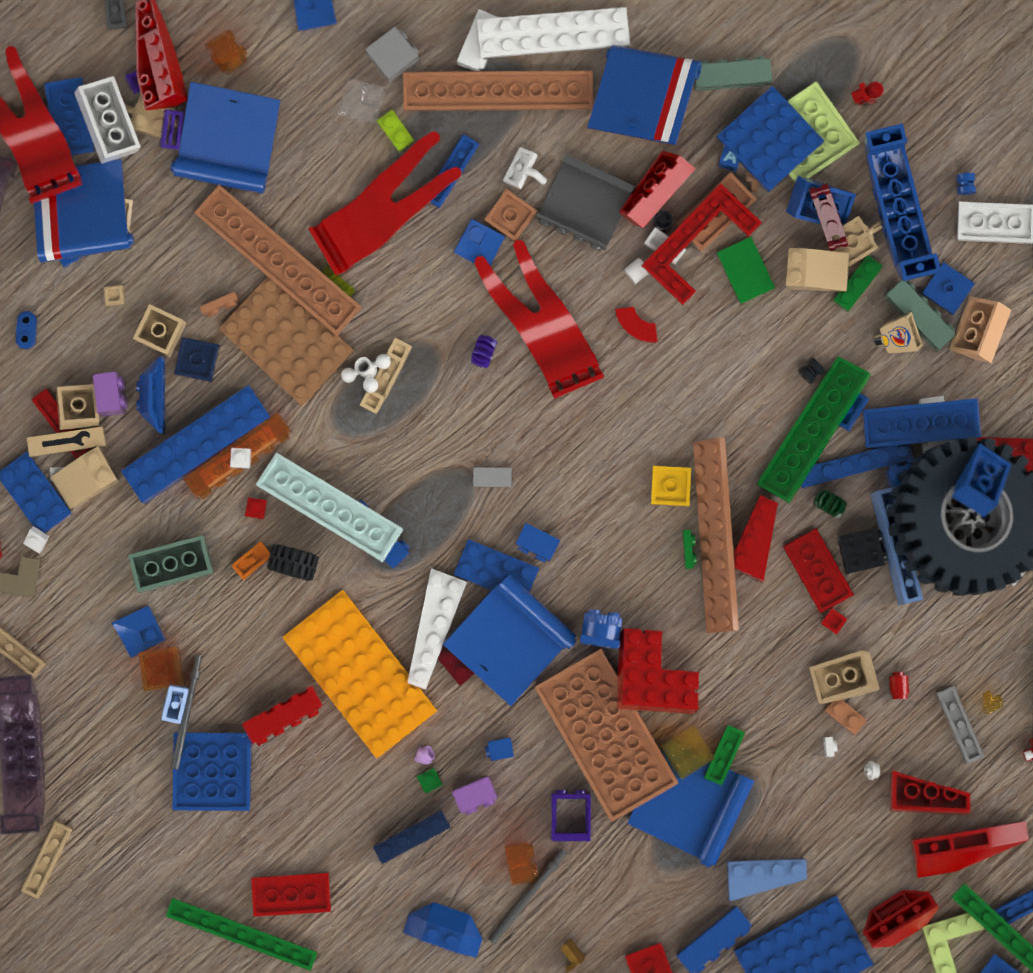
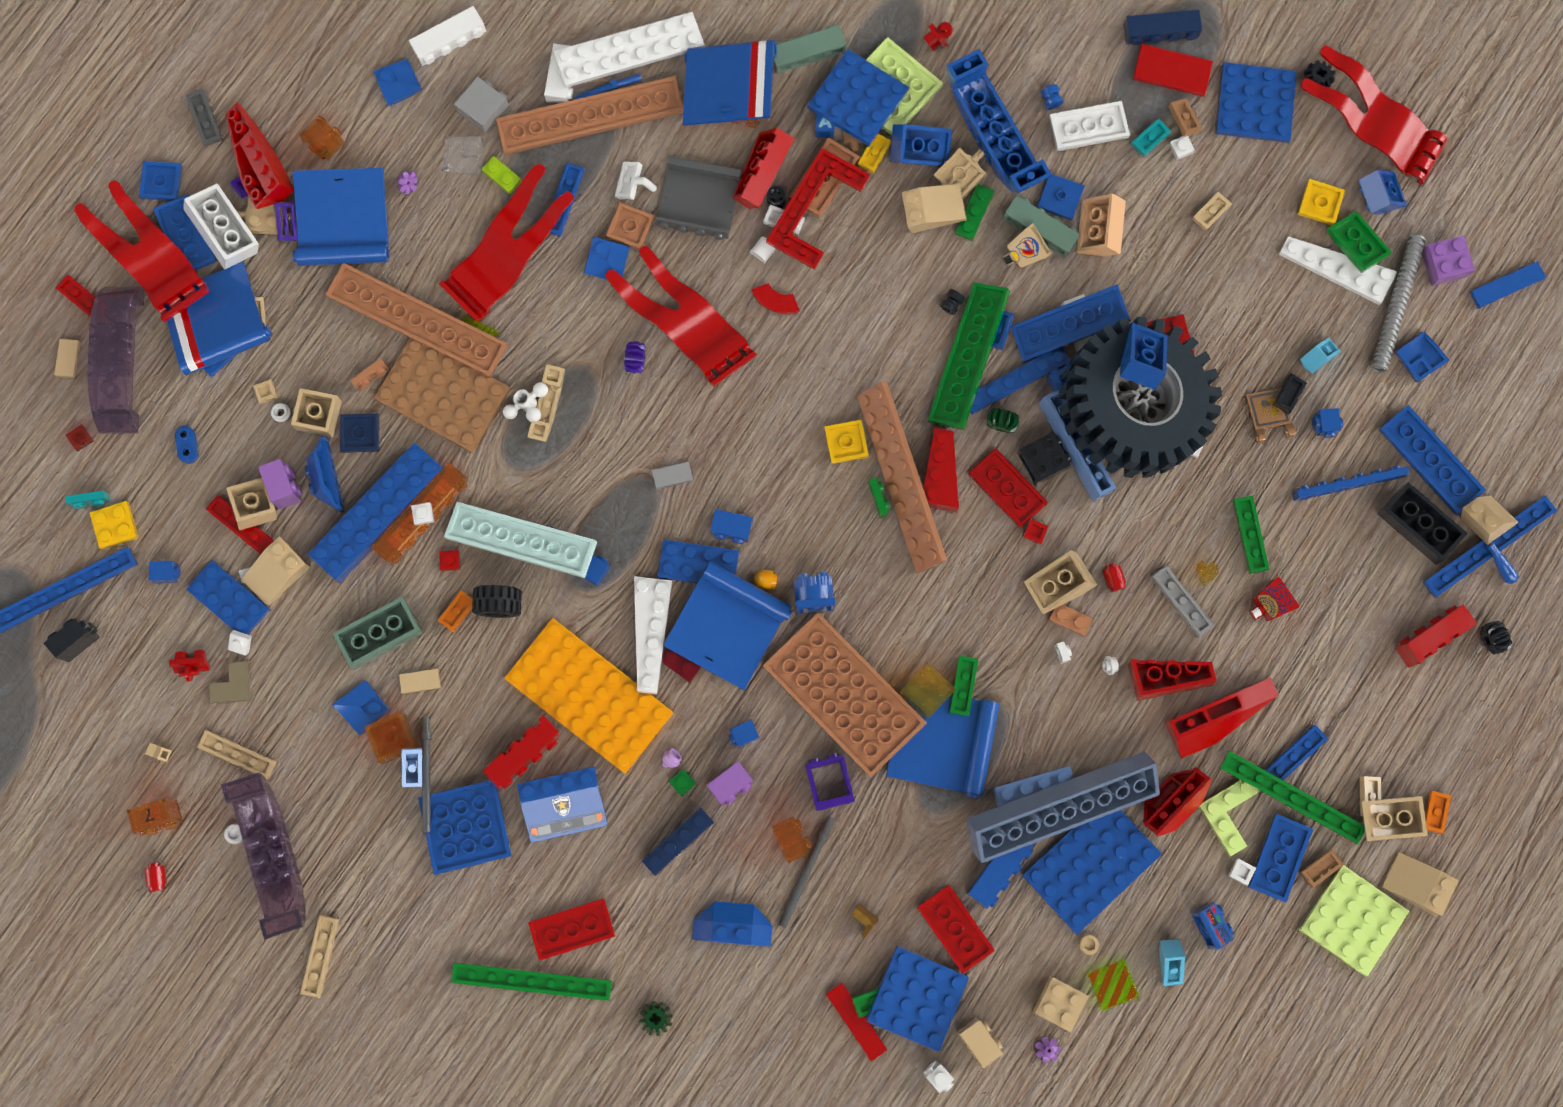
camera: 20 degrees left, 5 degrees down
(57, 56) = (160, 181): none -> blue plate
(66, 441) = (248, 540): tan tile -> none
(118, 320) = (278, 407): none -> white plate
(200, 620) = (420, 681): none -> tan tile
(300, 116) = (407, 182): none -> medium lavender plant
(310, 773) = (562, 804): none -> piece
(529, 64) = (614, 85): none -> blue sword
(558, 603) = (765, 580): none -> light orange piece
(644, 683) = (870, 635): red piece -> none
(745, 270) = (866, 225): green tile -> none
(771, 201) = (874, 153): none -> yellow plate
(789, 897) = (1063, 807): none -> sand blue brick
(829, 216) = (932, 153): plate -> none

